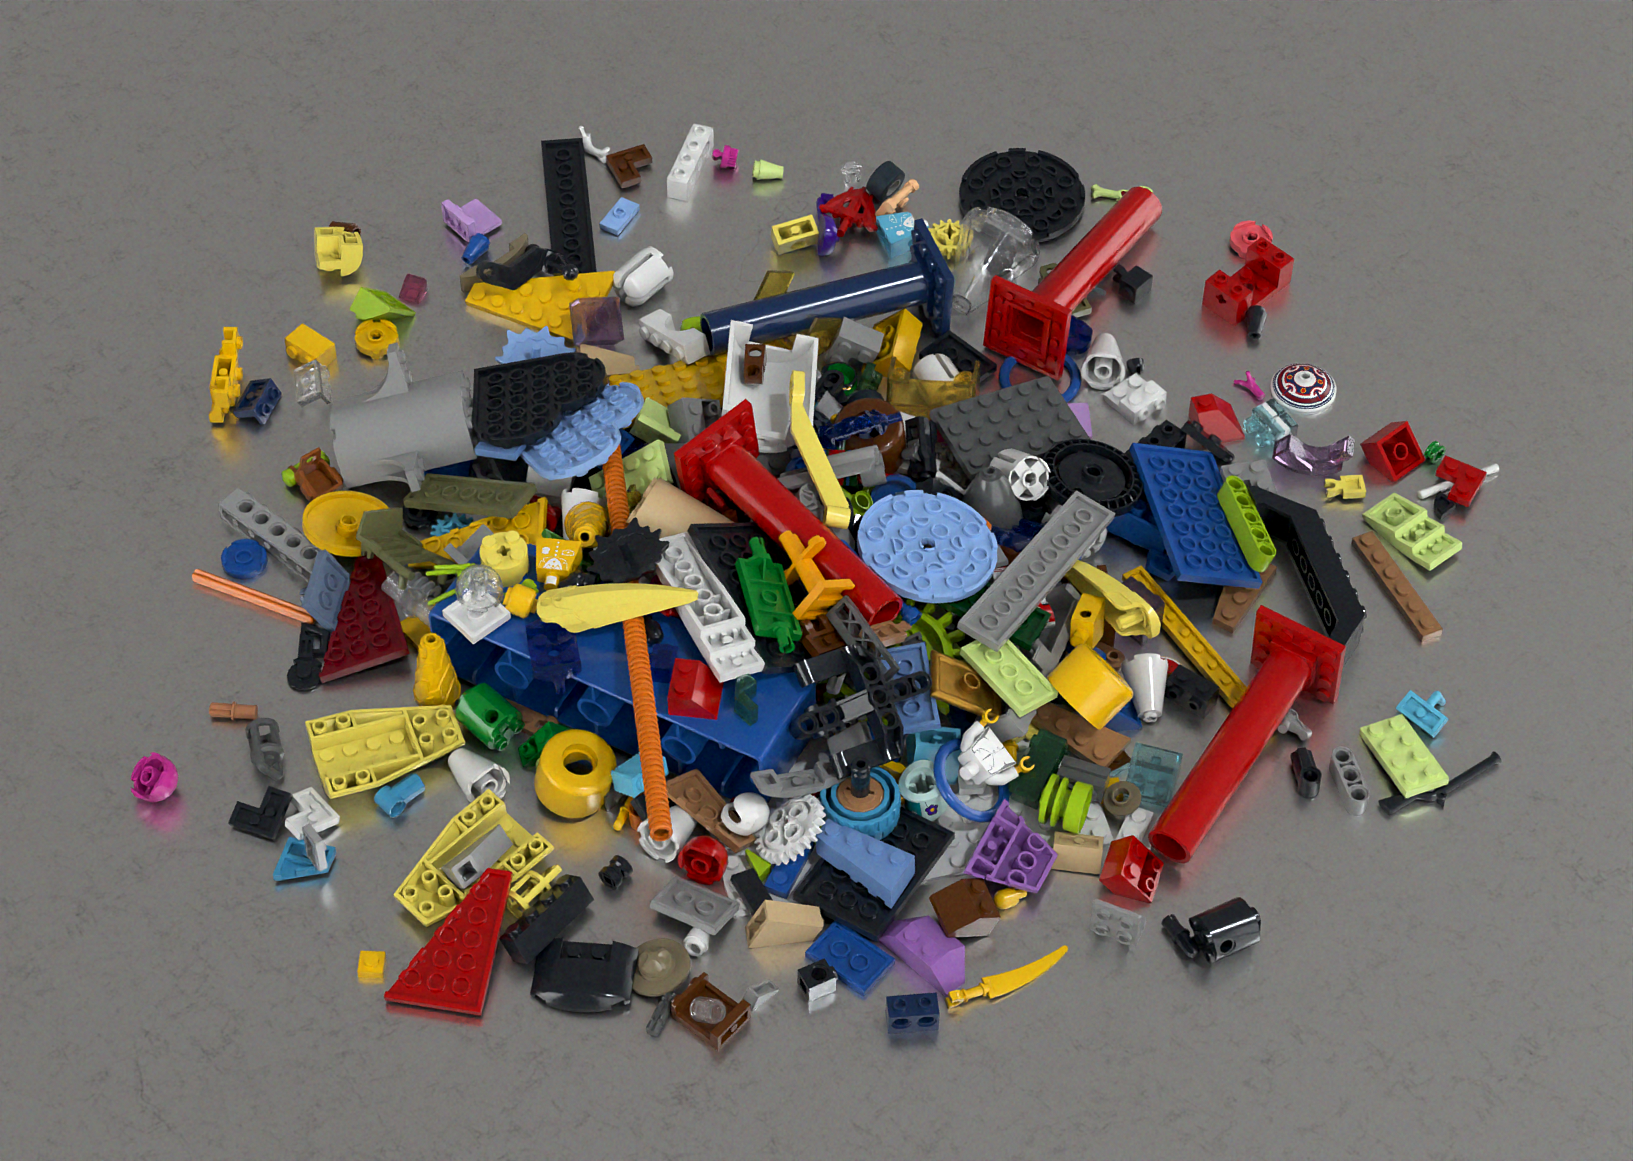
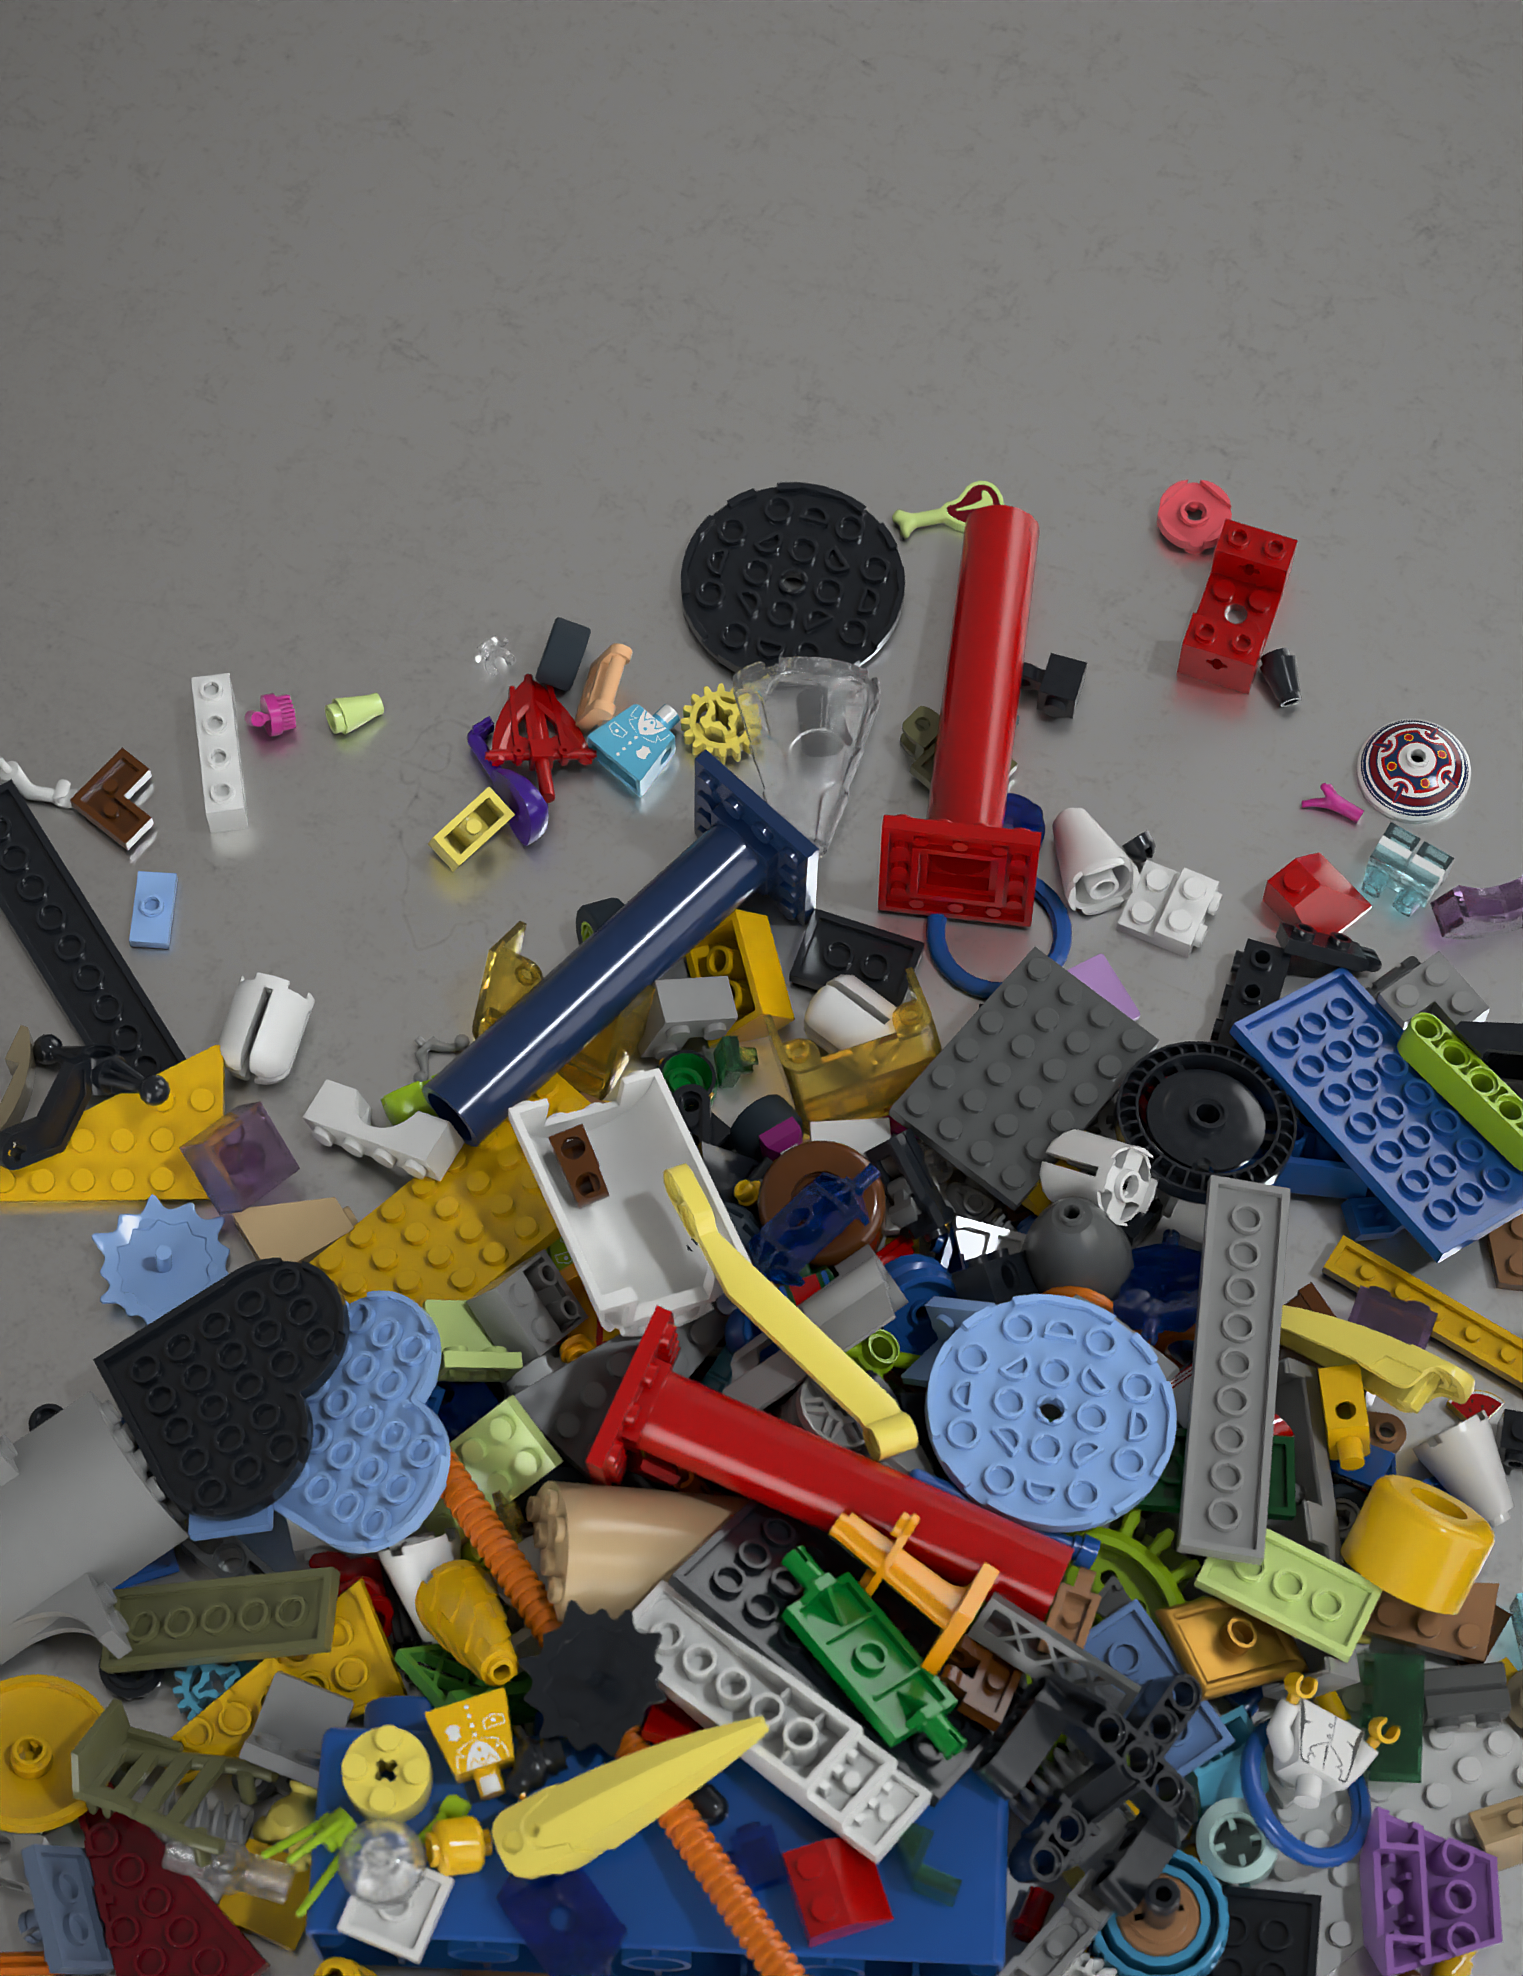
camera: 25 degrees left, 15 degrees up
(1065, 803) = (1462, 1765): lime wheel -> none

